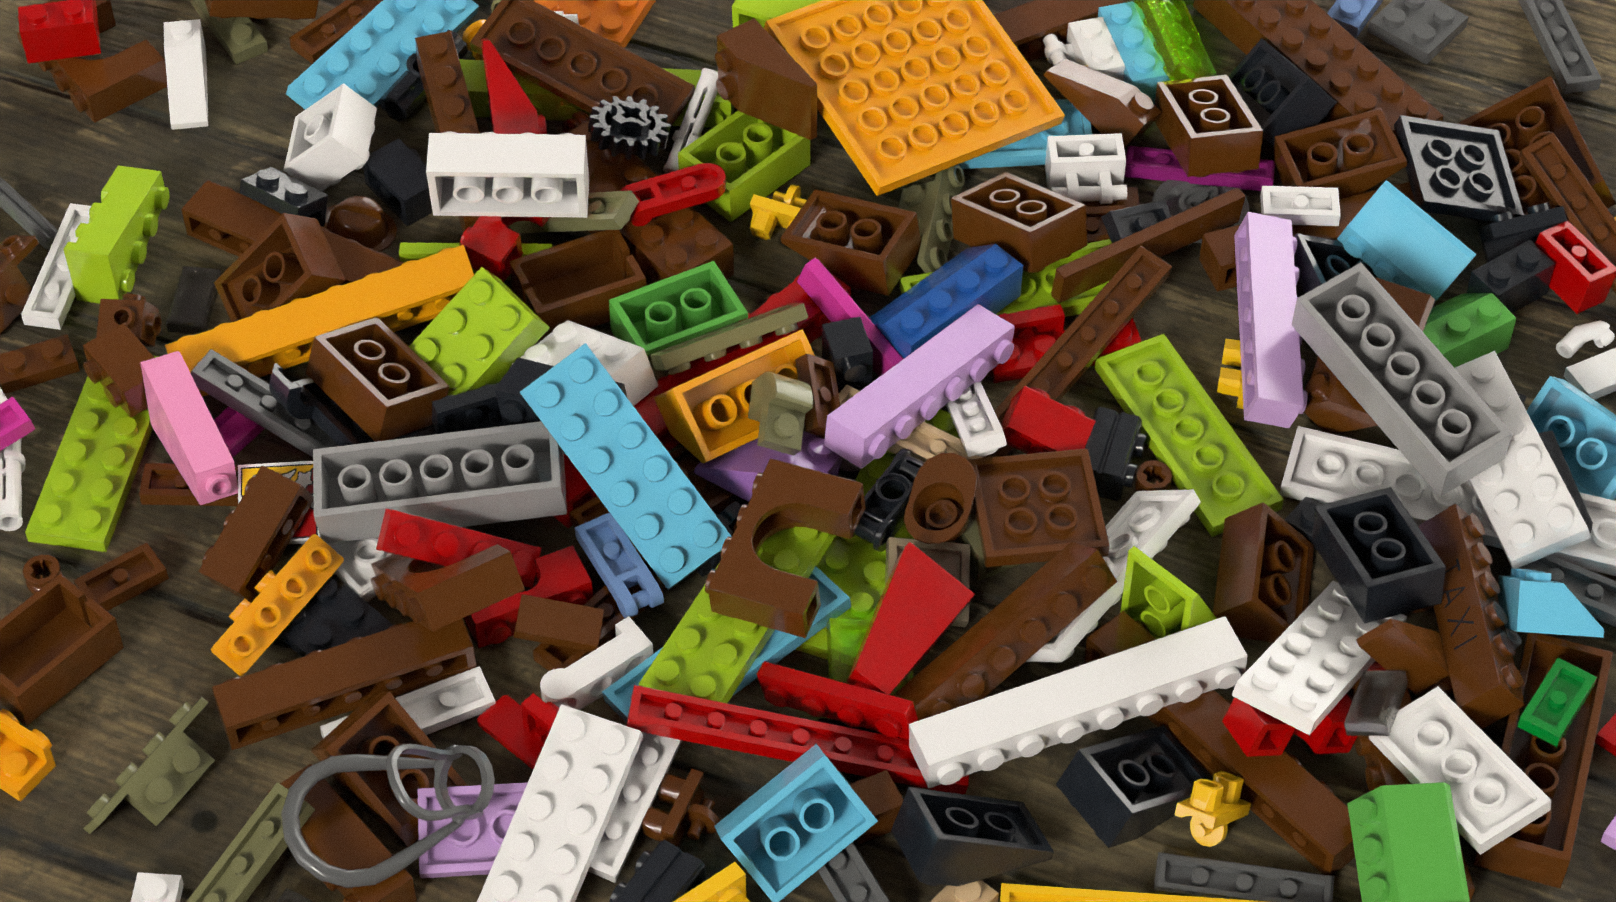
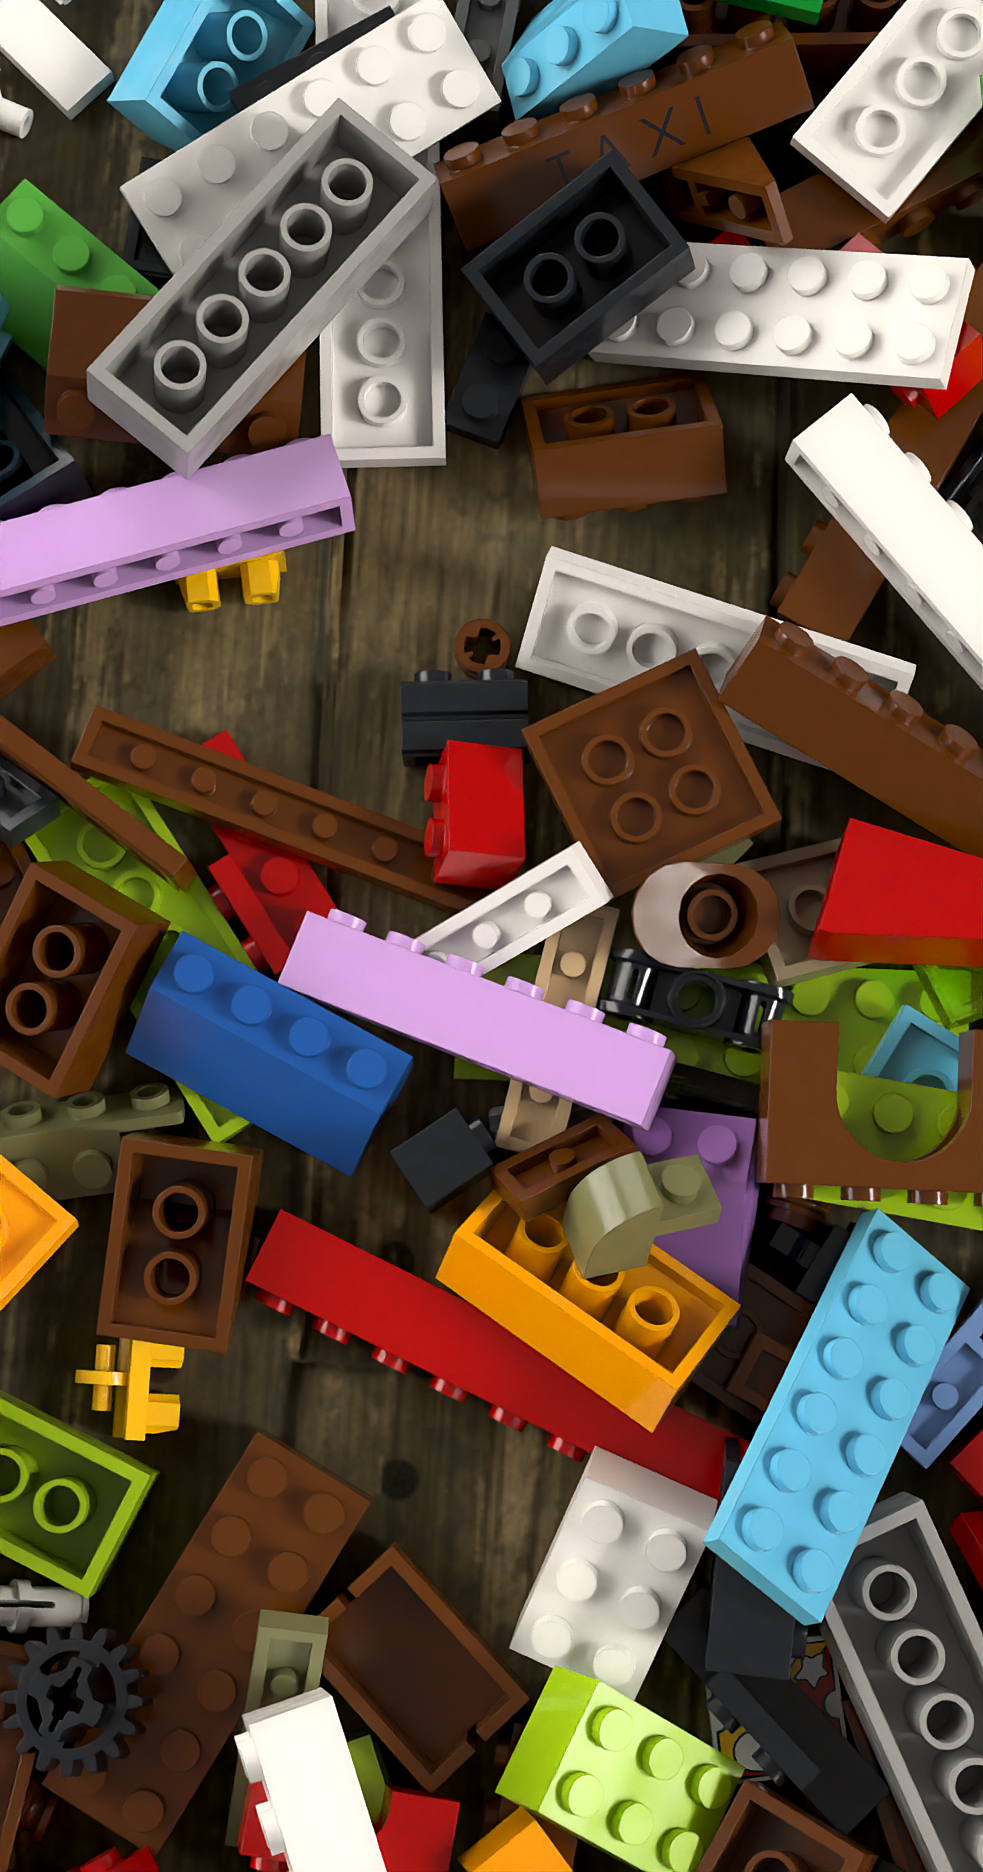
camera: 105 degrees left, 30 degrees up
(676, 191) = (198, 1562): red plate -> none
(676, 309) = (434, 1469): bright green slope -> none
(714, 344) = (475, 1360): olive plate -> none
(840, 306) = (367, 1171): dark pink tile -> none
(1160, 598) = (756, 536): lime slope -> none
(1187, 430) = (380, 620): lime plate -> none
(1376, 703) = (847, 214): clear smoke tile -> none

